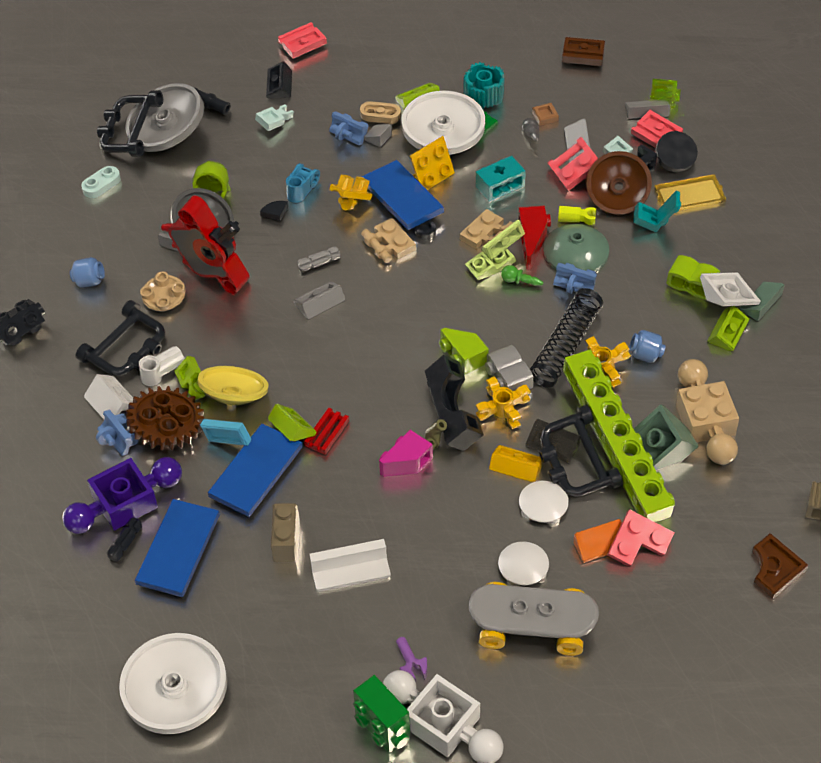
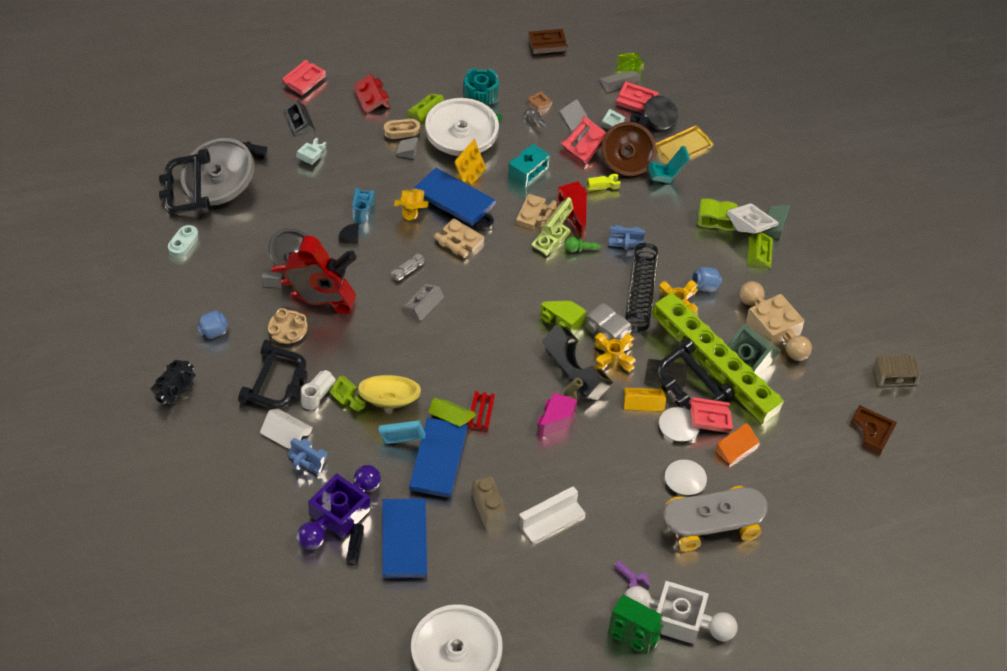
camera: 25 degrees left, 0 degrees up
(164, 418) = (343, 433): reddish brown gear -> none
(212, 177) = (286, 216): lime piece -> none
(346, 128) = (381, 148): medium blue hips -> none
(365, 69) = (371, 93): none -> red bracket
(576, 245) = (612, 209): sand green dish -> none
(582, 499) = (710, 415): none -> coral plate
(638, 532) = (764, 429): coral plate -> none

